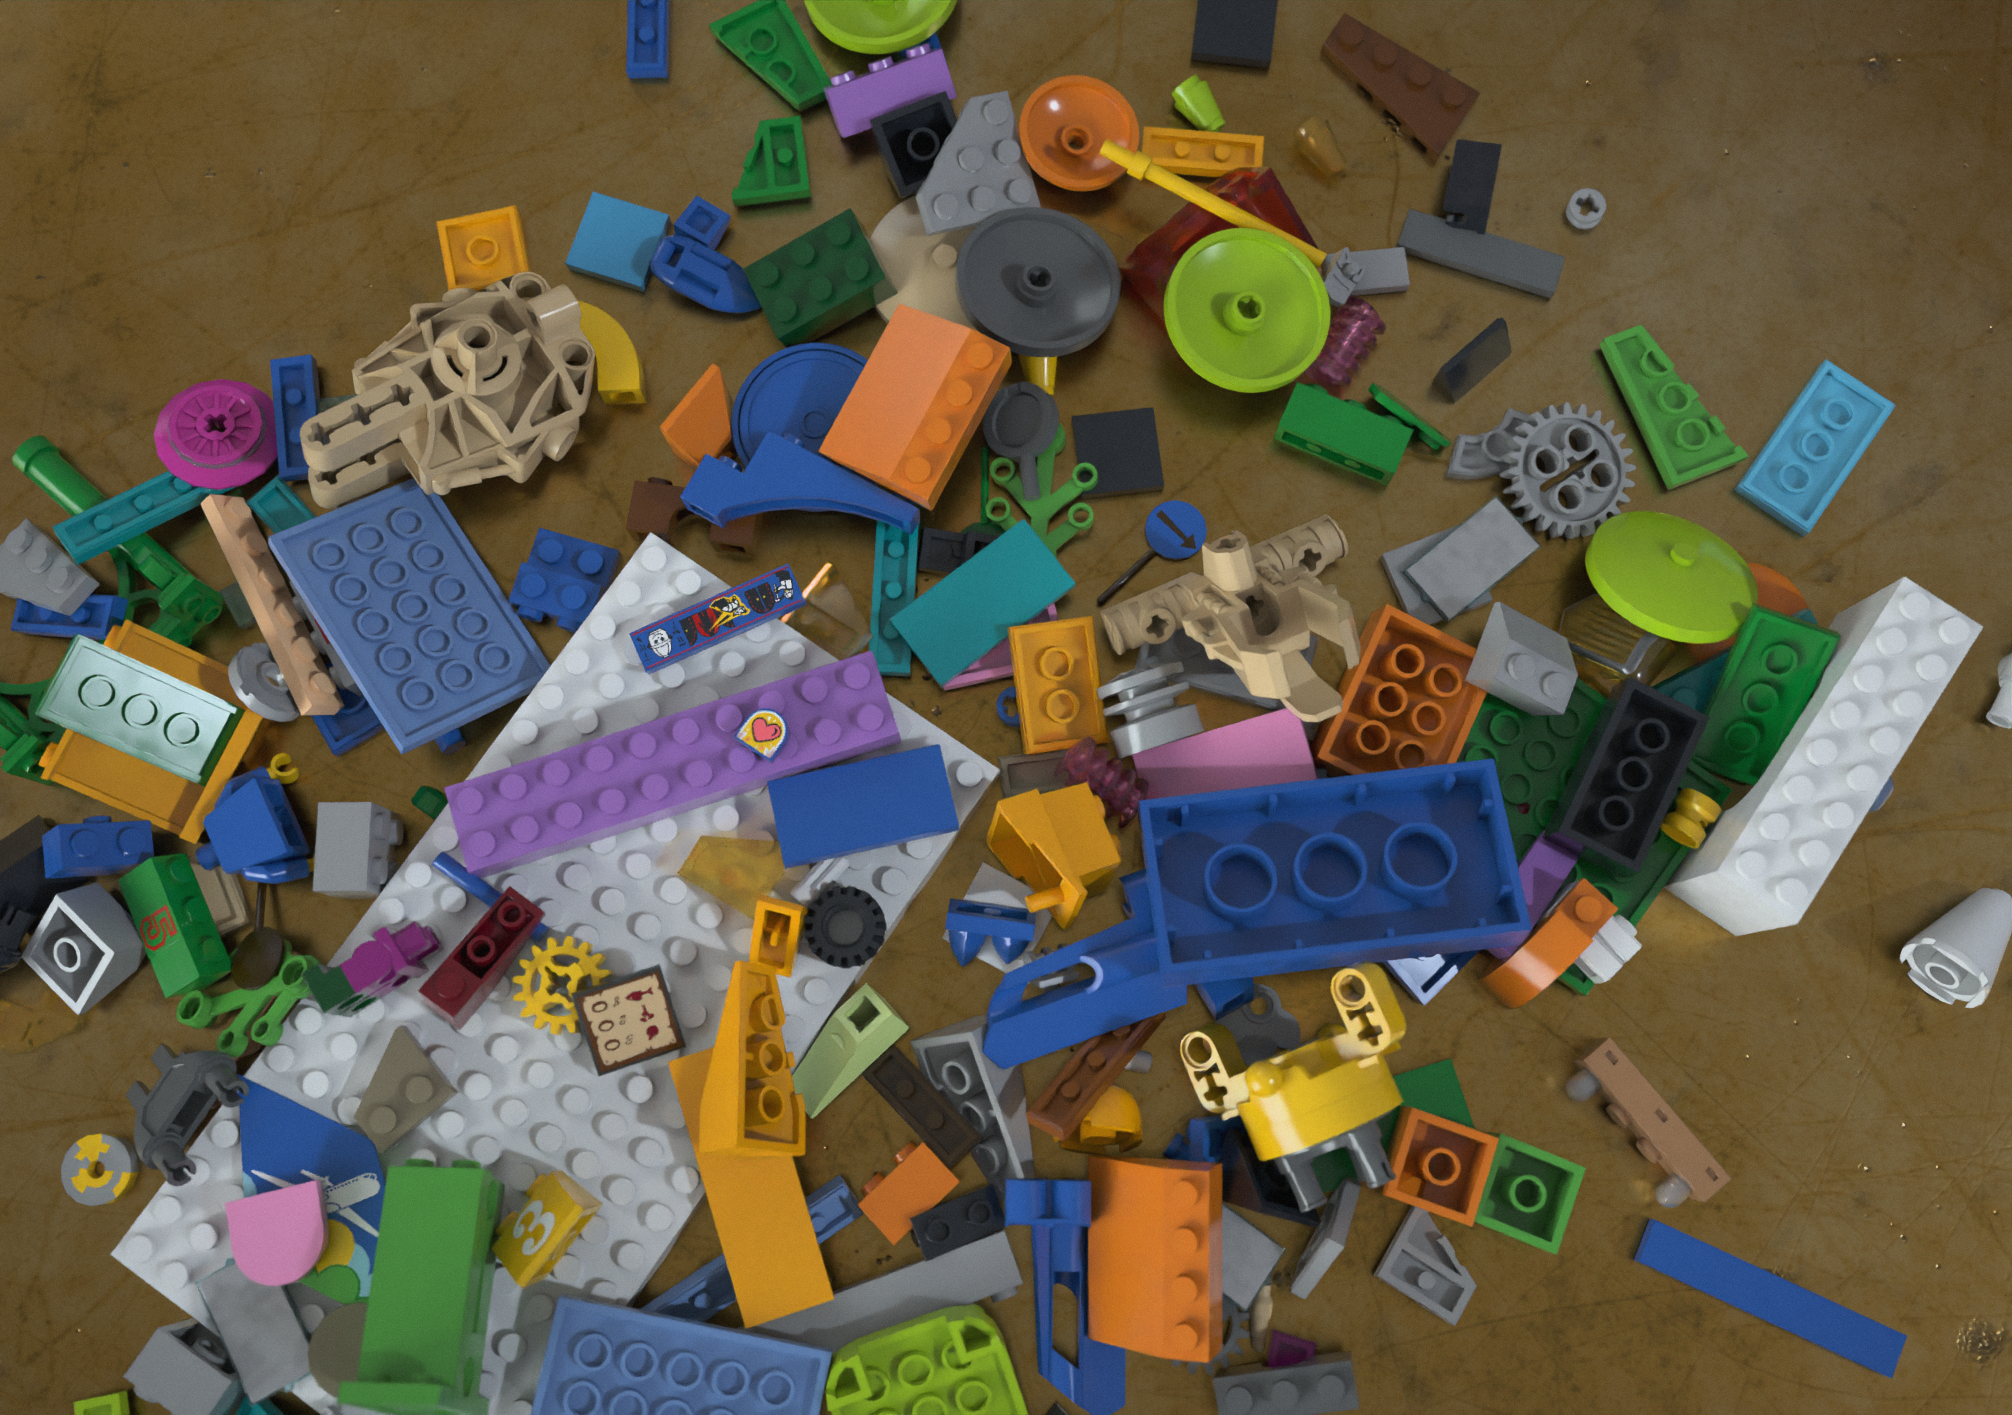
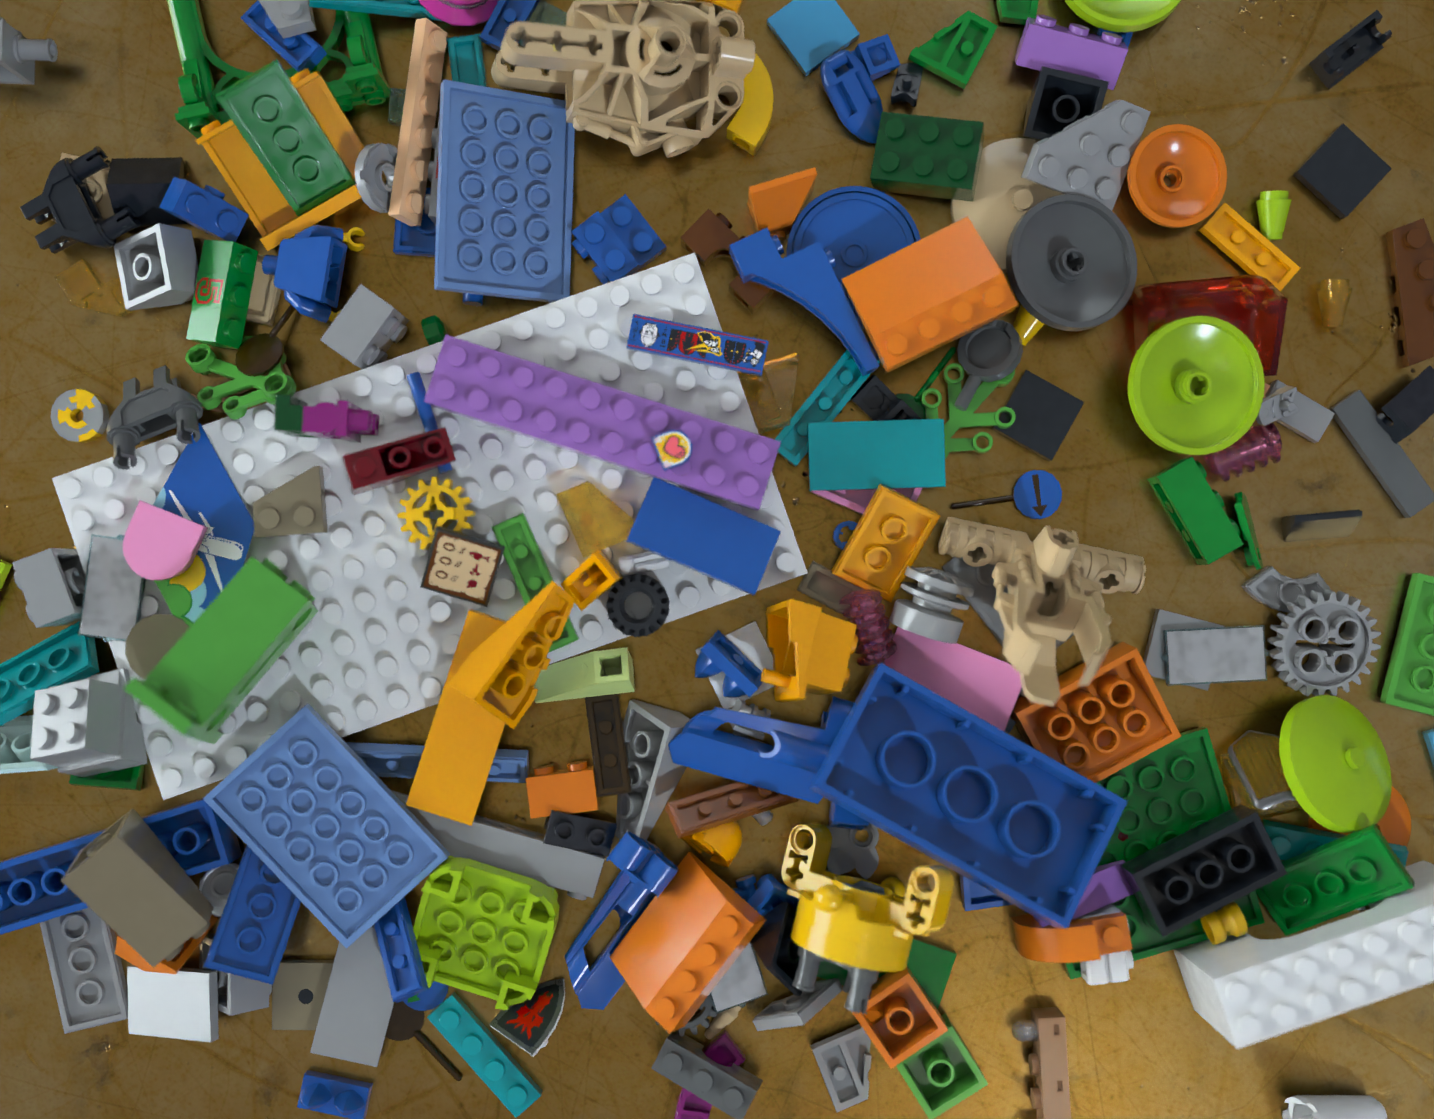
camera: 40 degrees right, 10 degrees up
(544, 1228) = (324, 657): yellow slope -> none
(701, 971) = (528, 566): none -> bright green tile
(751, 229) = (907, 84): none -> black piece
(1140, 166) = (1200, 233): yellow bar -> none
(1523, 663) = (1195, 750): light grey slope -> none

